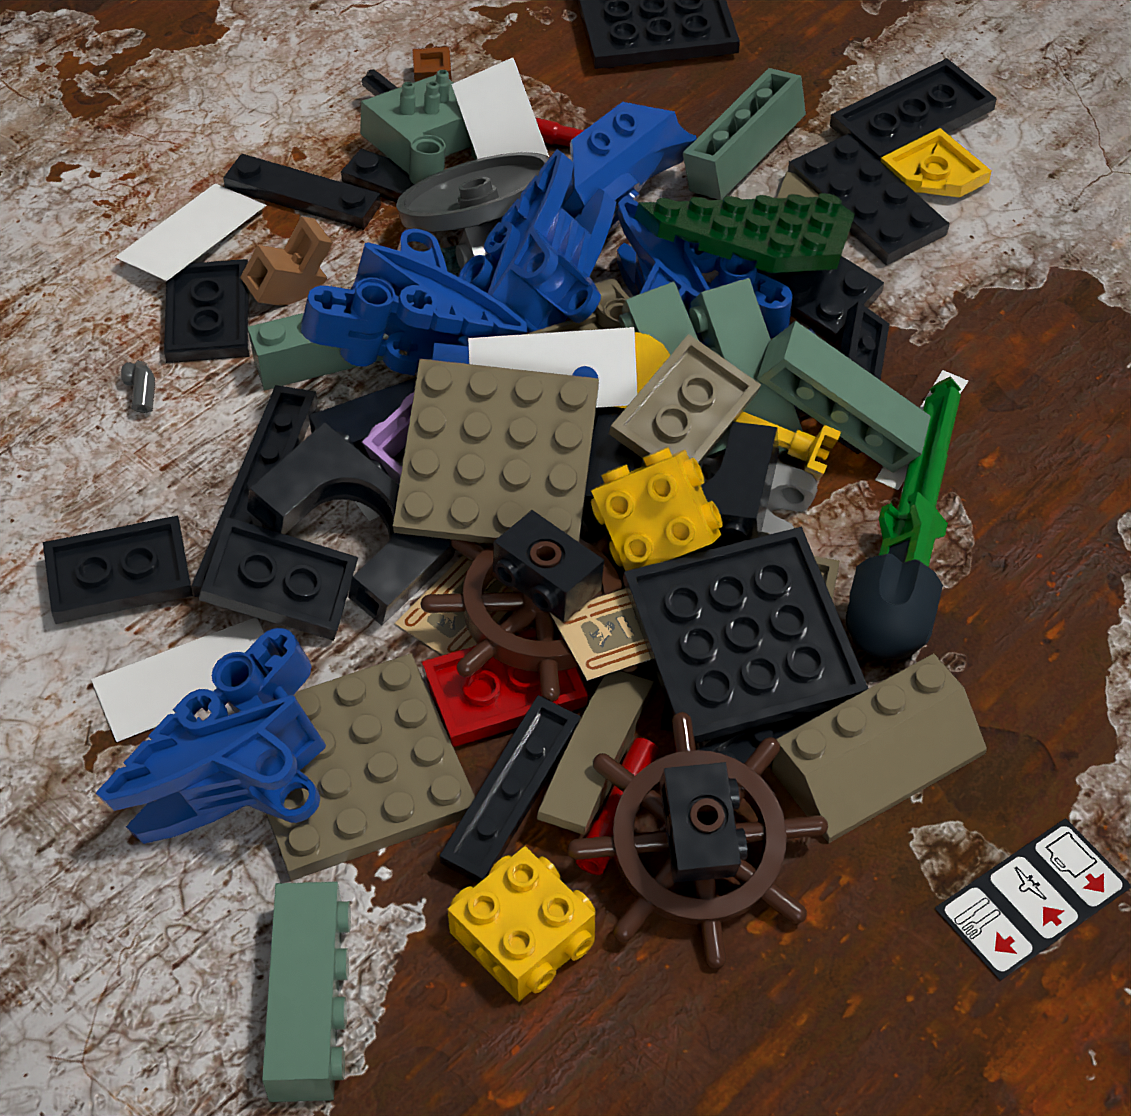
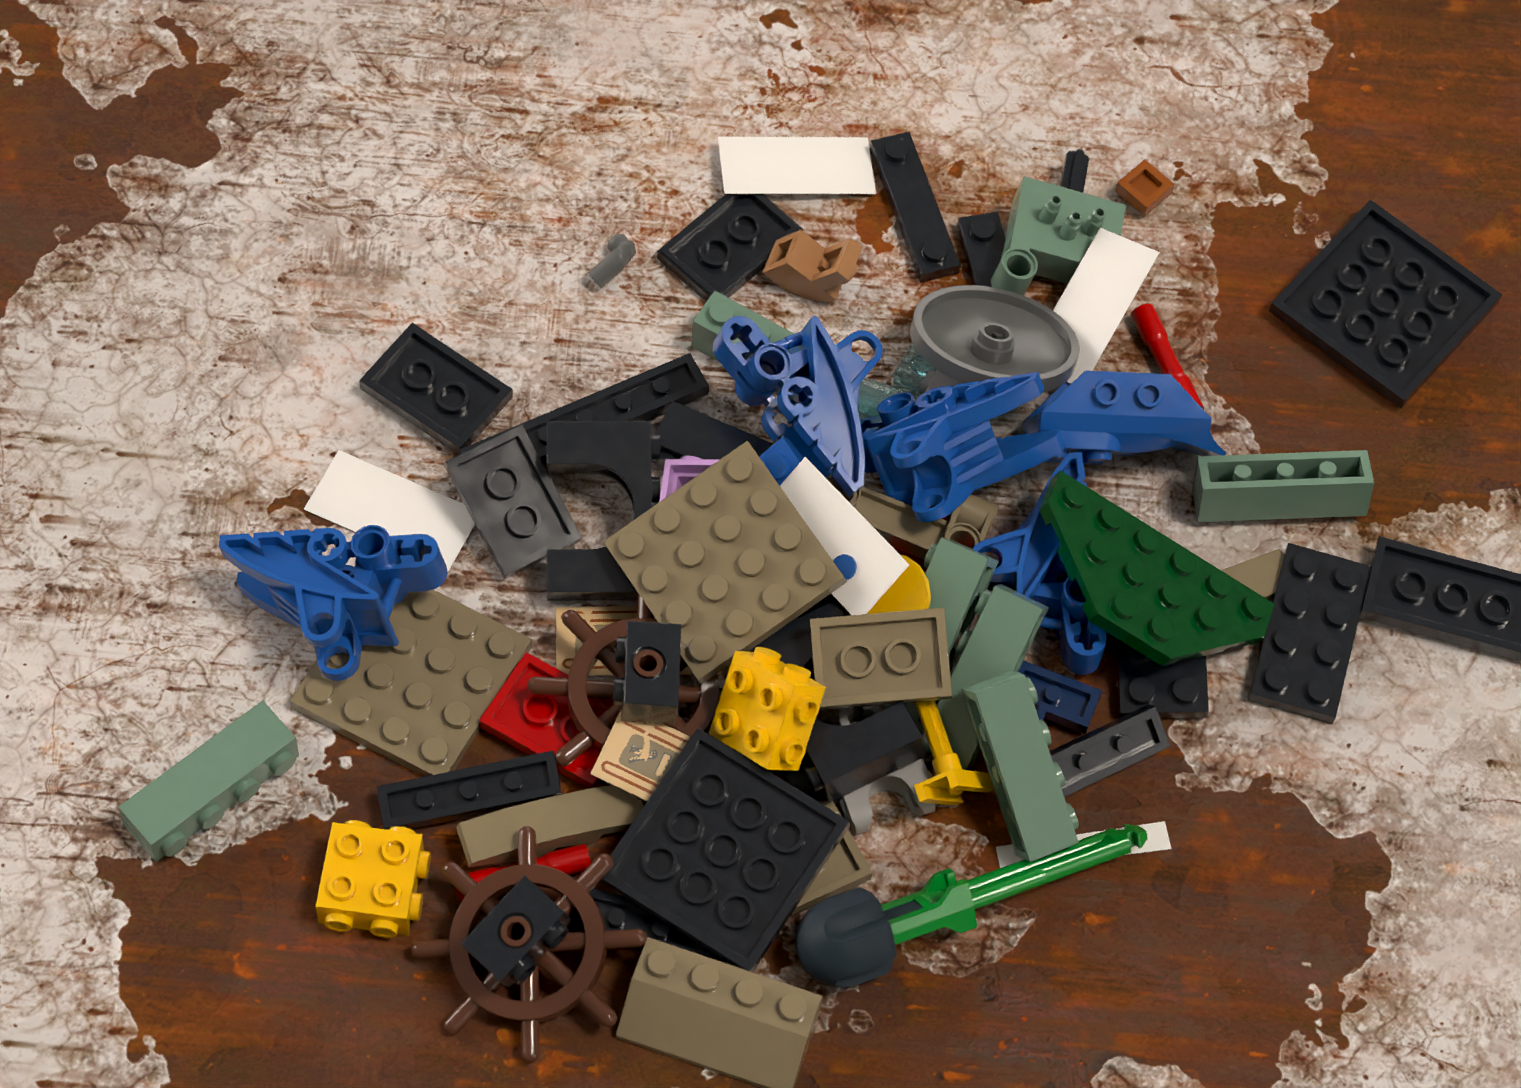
camera: 45 degrees right, 10 degrees up
(937, 166) = (1398, 661): yellow plate -> none

